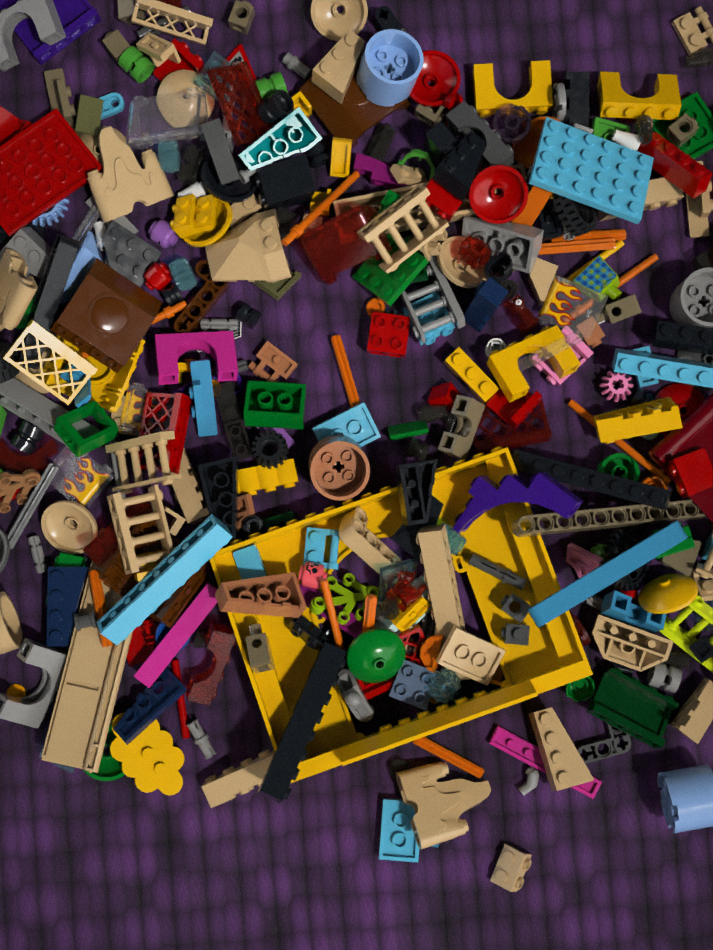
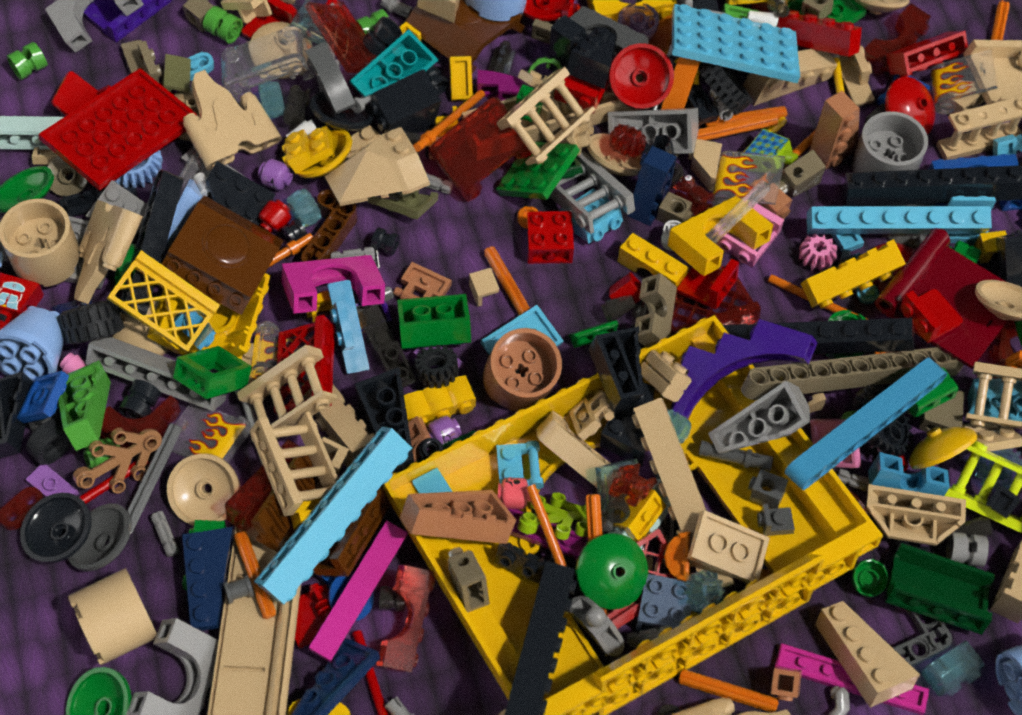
camera: 15 degrees left, 25 degrees down
(267, 505) = (444, 429): none -> medium lavender head
(298, 259) = (437, 183): none -> light grey axle
(324, 373) = (482, 284): none -> tan panel
(382, 517) = (588, 413): none -> tan plate
(396, 706) = (635, 639): none -> light grey axle
(453, 496) = (664, 375): none -> tan brick
(492, 761) = (786, 683): none -> nougat brick
(501, 316) = (674, 203): none -> dark tan brick
(530, 558) = (768, 418): none -> light grey wedge
(625, 770) = (953, 669): none -> clear light blue brick
(659, 277) = (836, 130): none -> nougat wedge
(681, 215) = (838, 80): none -> yellow bar

